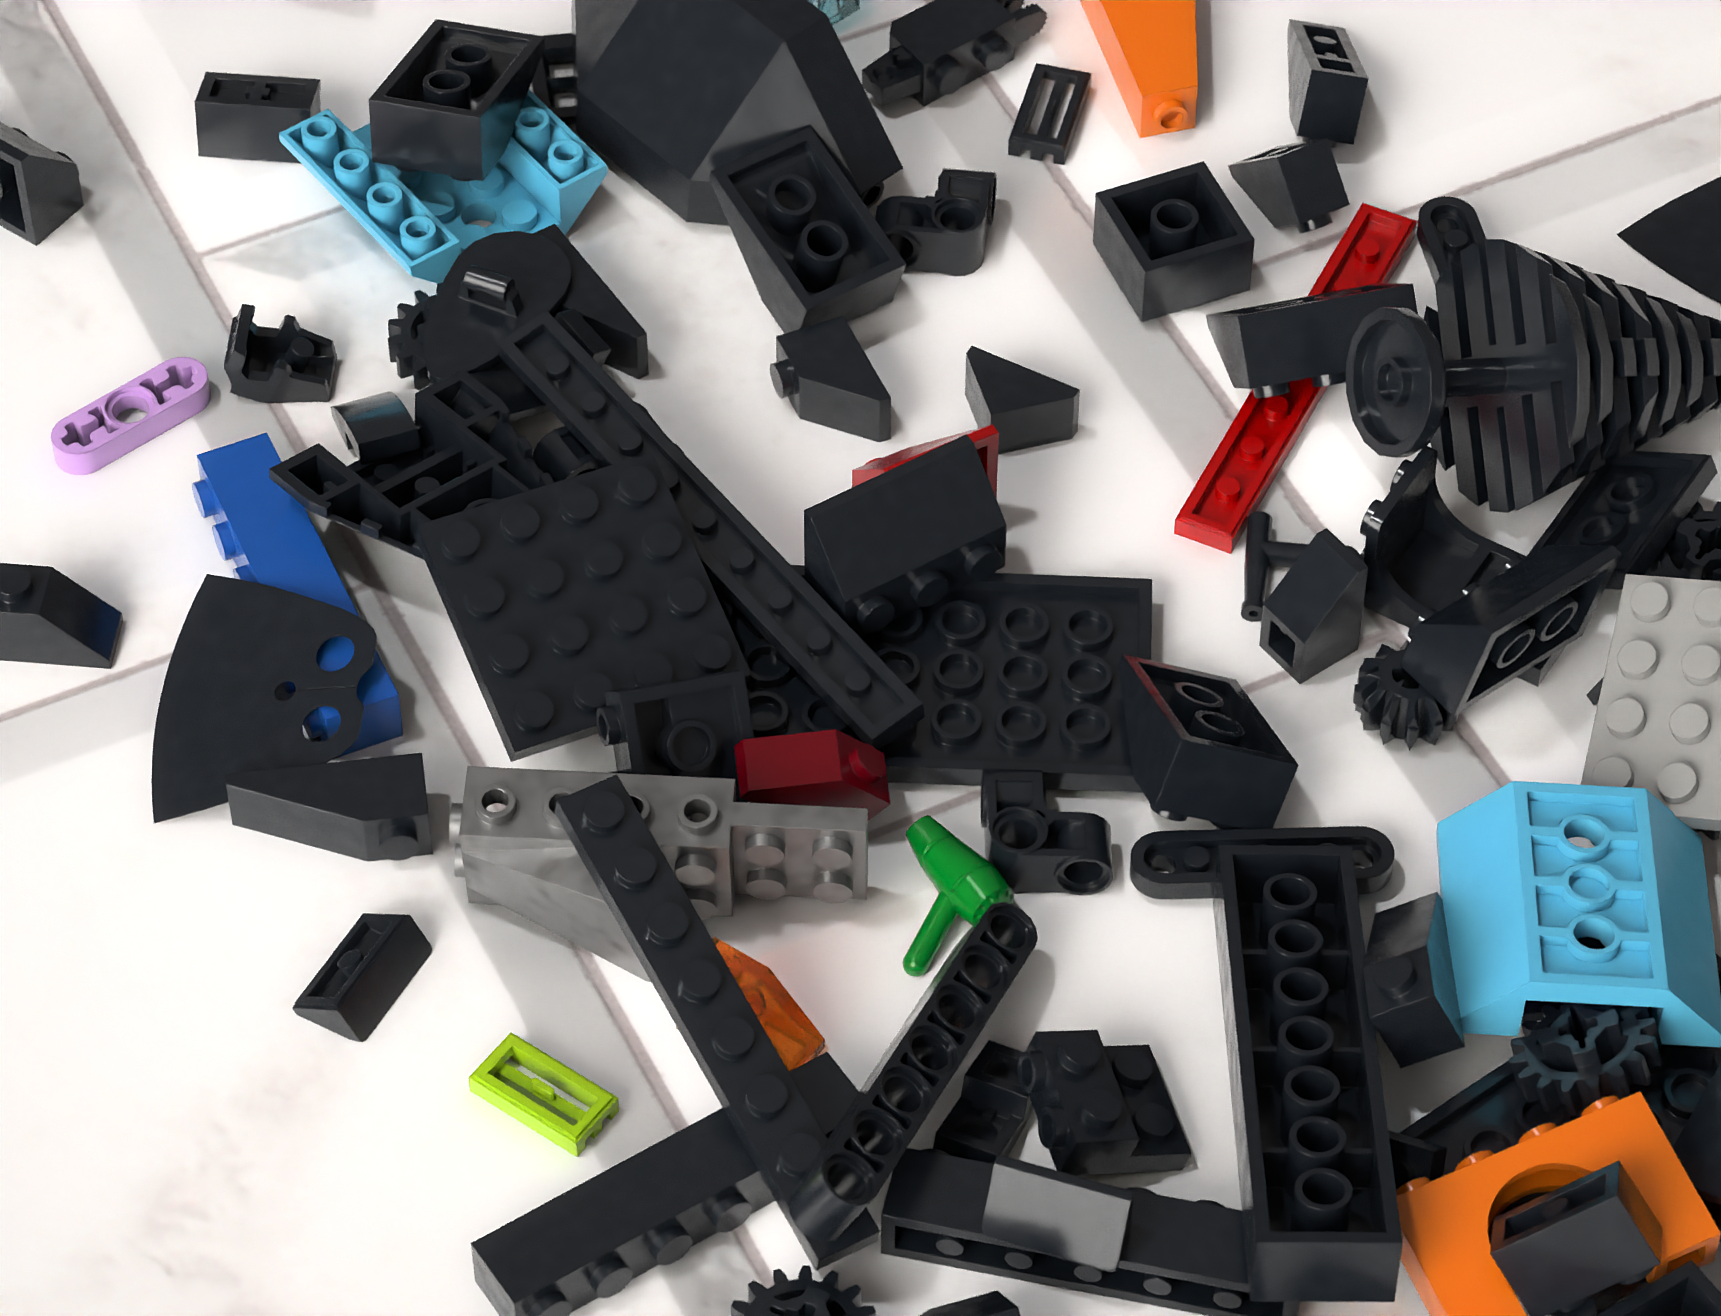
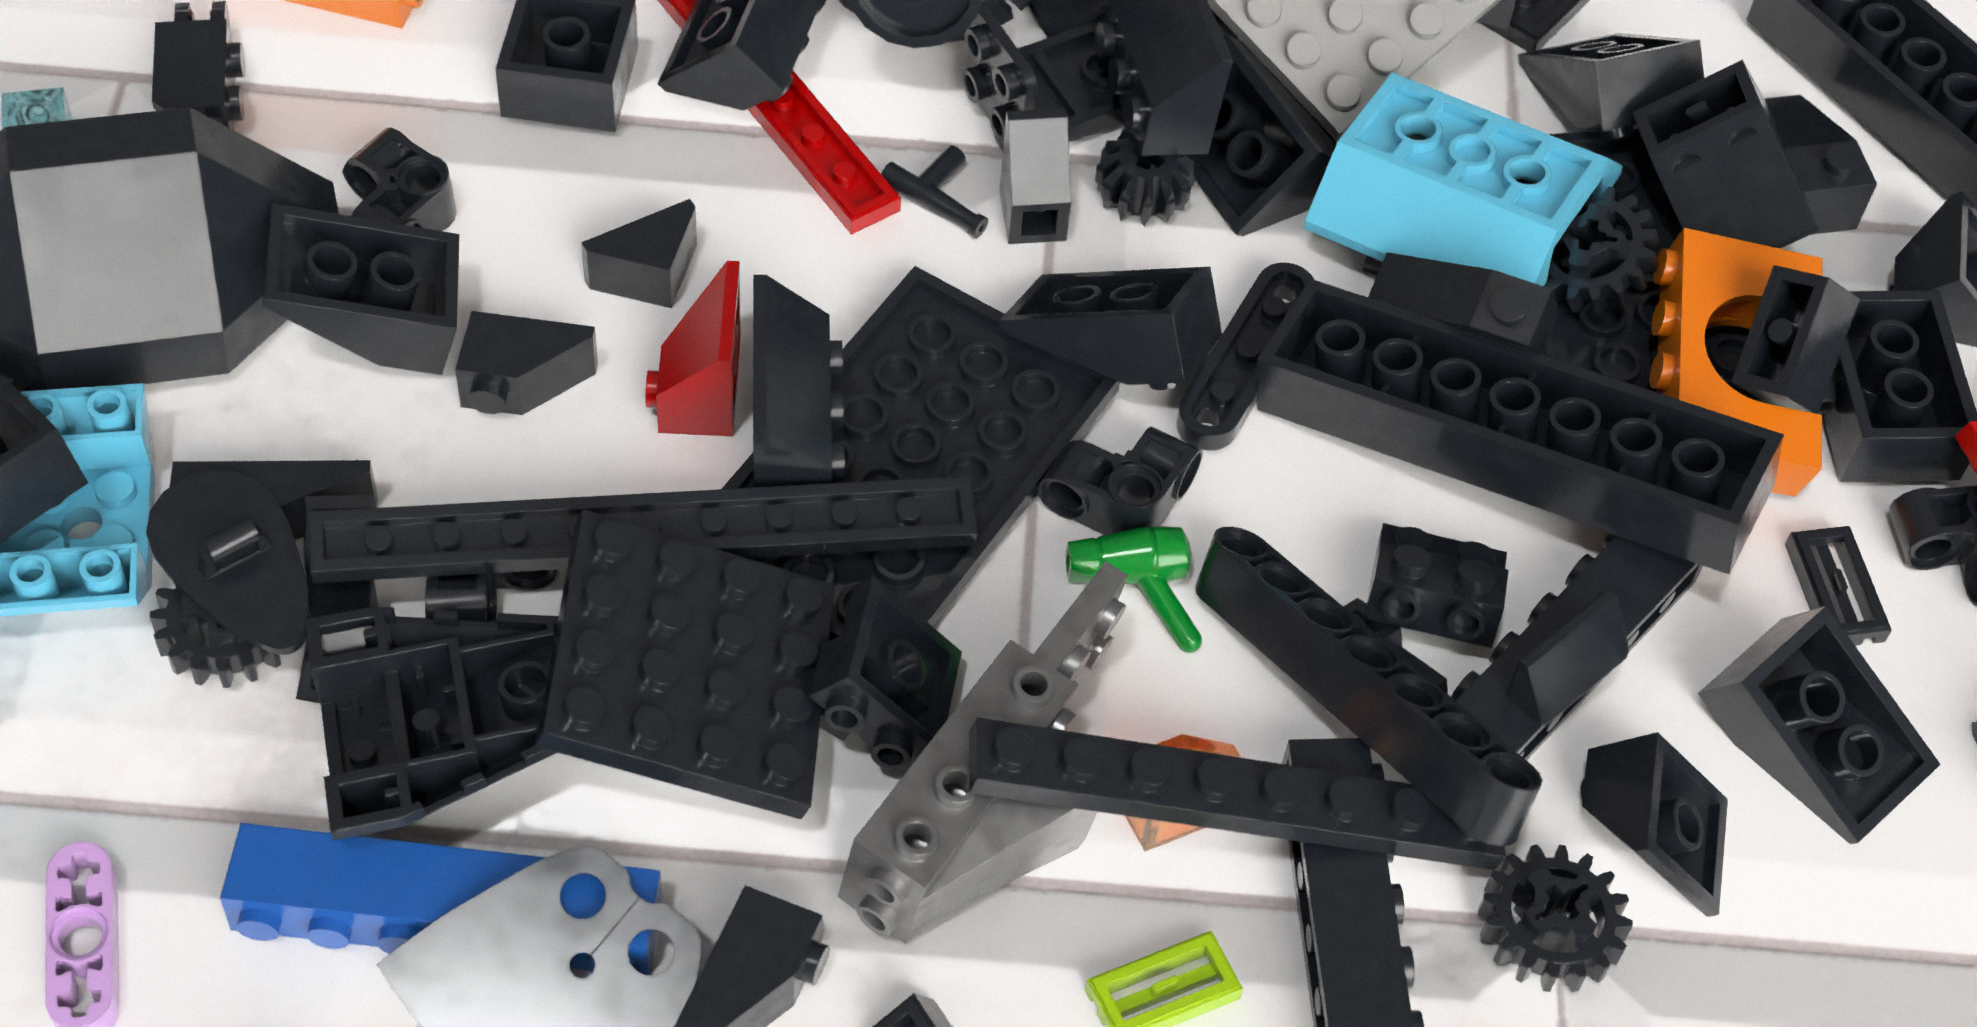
camera: 65 degrees left, 5 degrees up
(278, 362) = (126, 776): black hand -> none
(376, 426) = (285, 729): black slope -> none
(813, 771) = (987, 596): dark red slope -> none
(1041, 142) = (348, 92): black tile -> none
(1520, 732) = (1263, 150): none -> black slope

